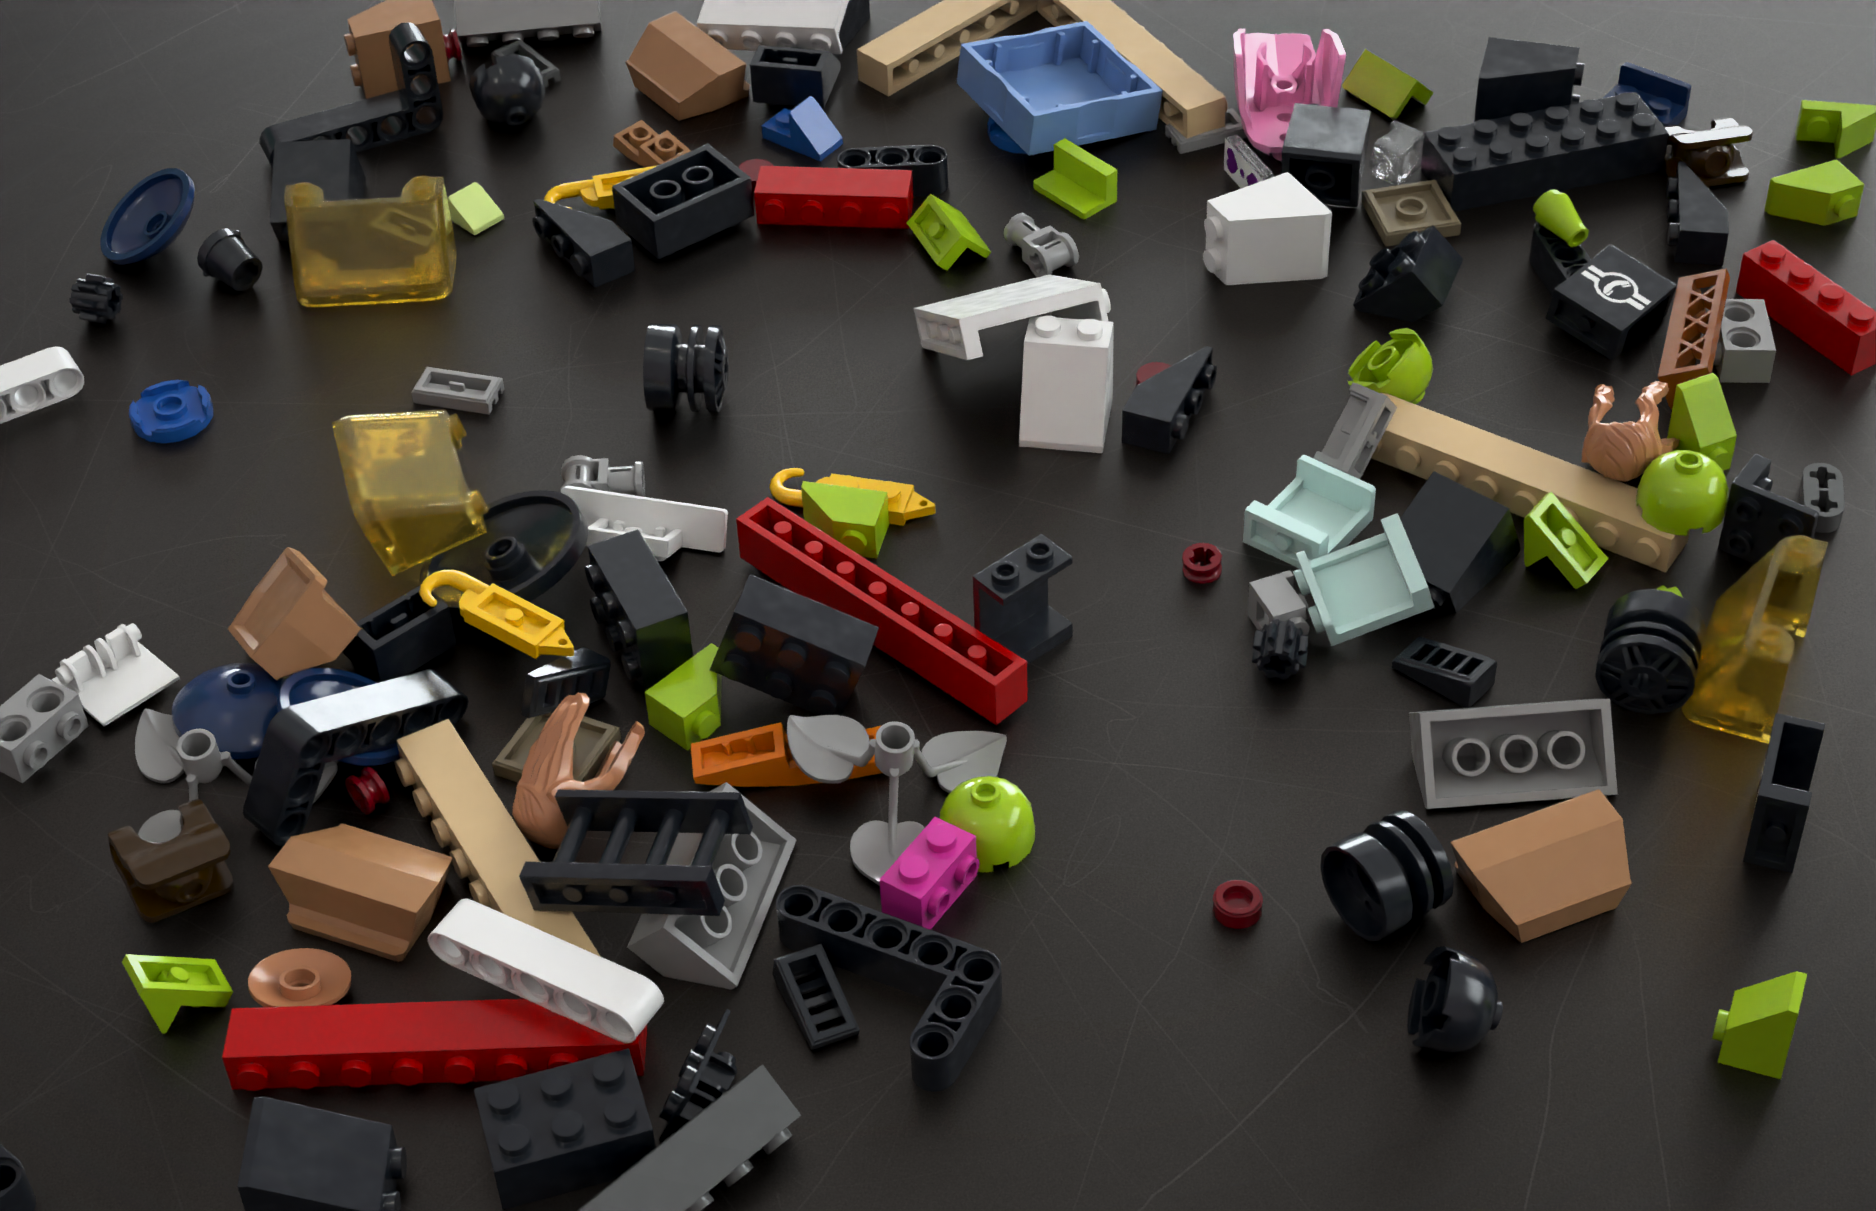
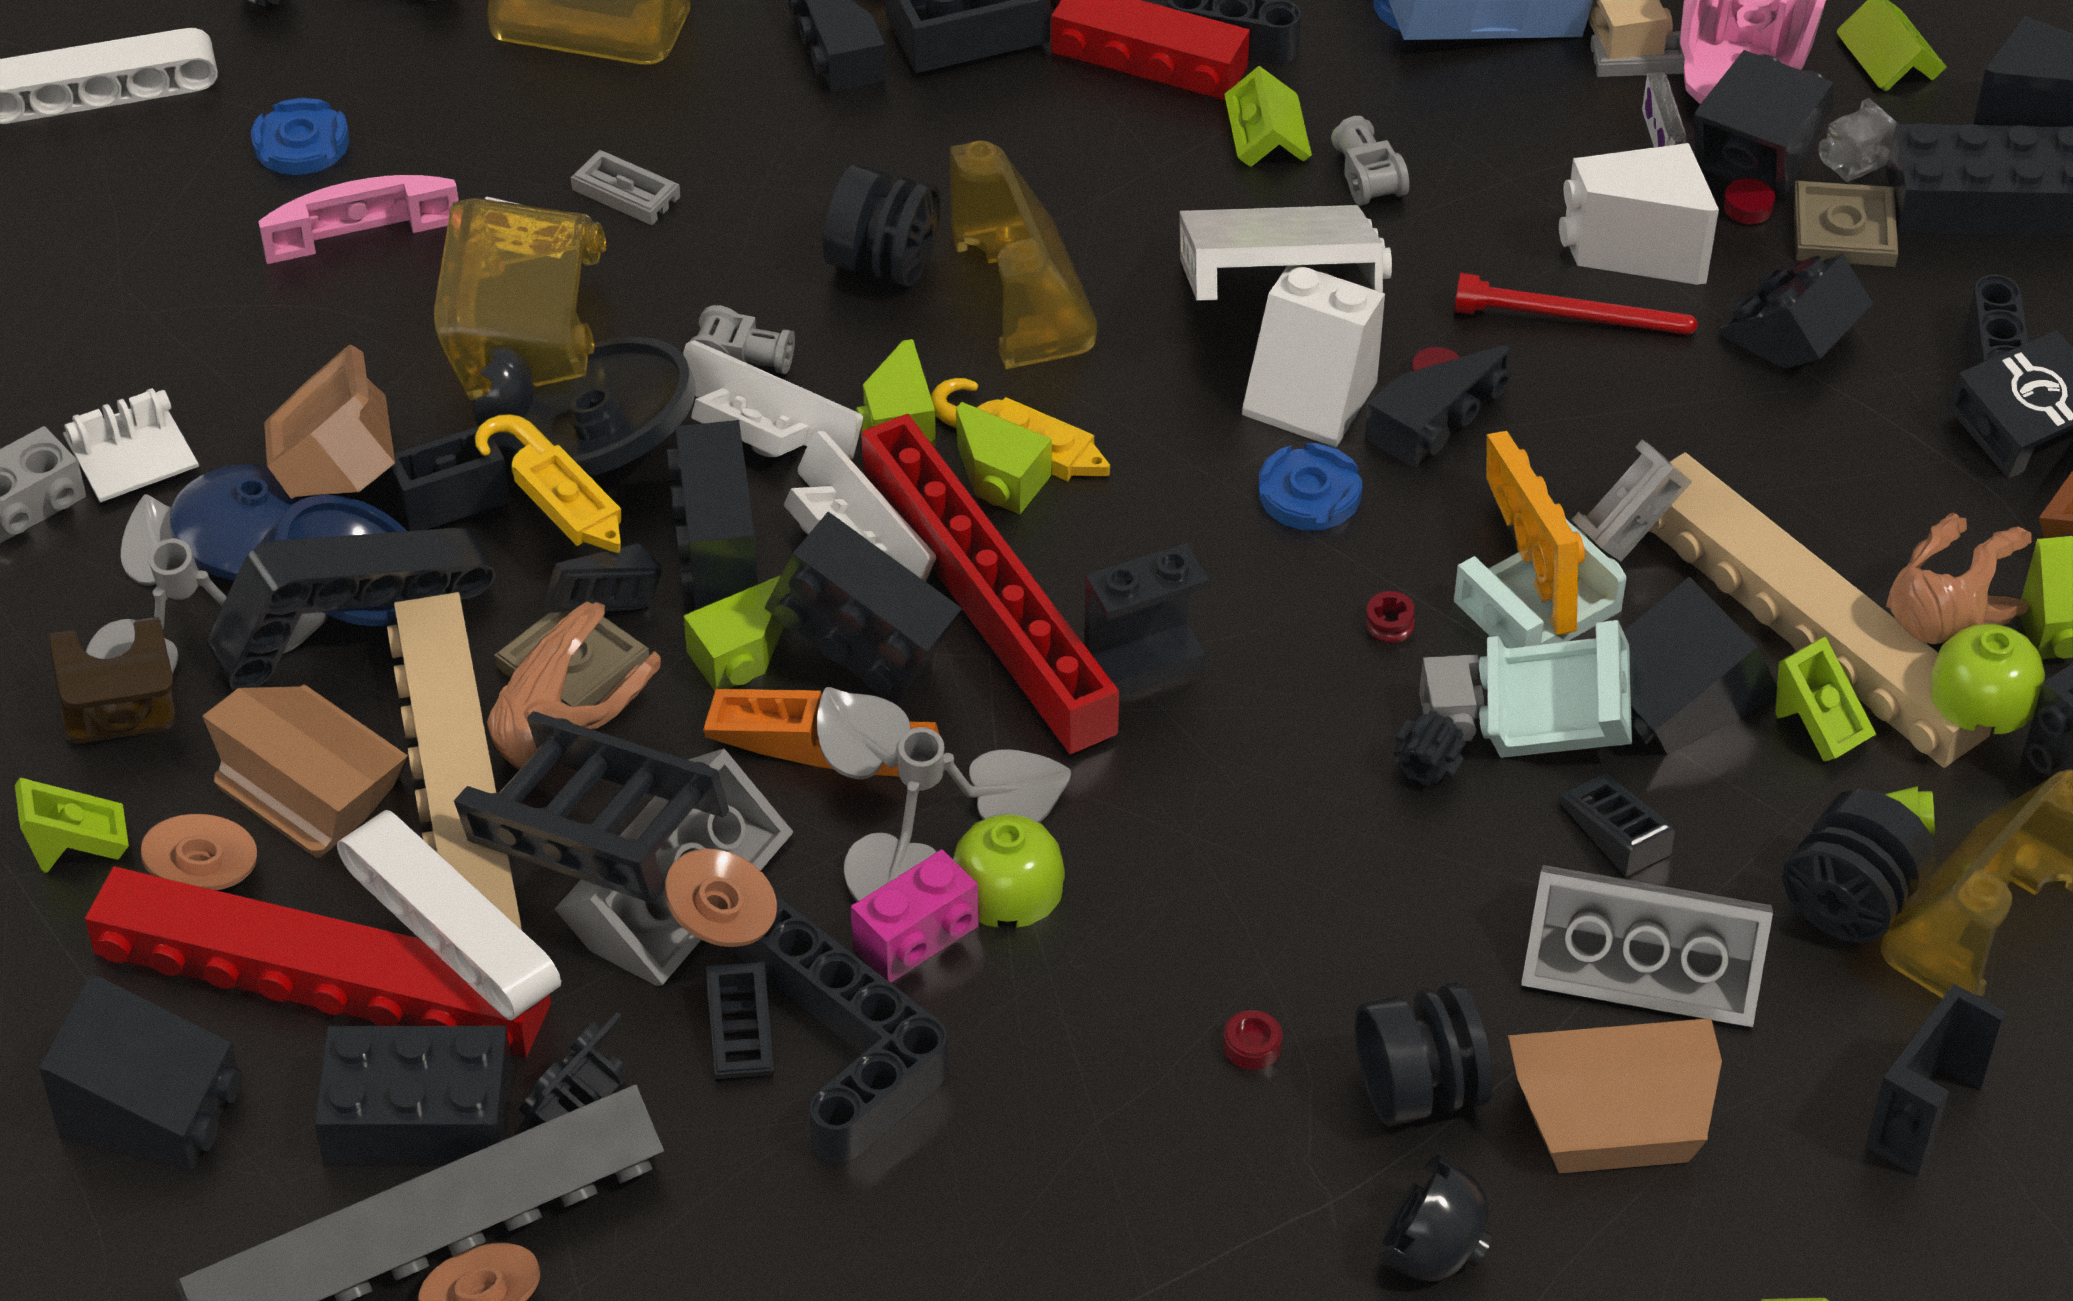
camera: 15 degrees right, 5 degrees up
(242, 450) = (356, 207): none -> bright pink slope
(367, 790) = (348, 651): dark red bush -> none
(432, 549) = (511, 386): none -> black hair
(725, 569) = (852, 498): none -> white bracket
(745, 486) = (899, 389): none -> lime slope
(771, 898) = (720, 897): none -> nougat dish
(782, 343) = (1042, 296): none -> clear yellow windscreen
(1078, 181) = (1452, 89): lime panel -> none
(1096, 485) = (1310, 487): none -> blue tile
(1162, 320) = (1476, 295): none -> red piece
(1296, 468) = (1538, 527): none -> light orange wing
(1341, 209) = (1749, 201): none -> dark red tile
(1395, 368) = (1718, 430): lime cylinder -> none
(1559, 216) = (2007, 277): lime cone -> none

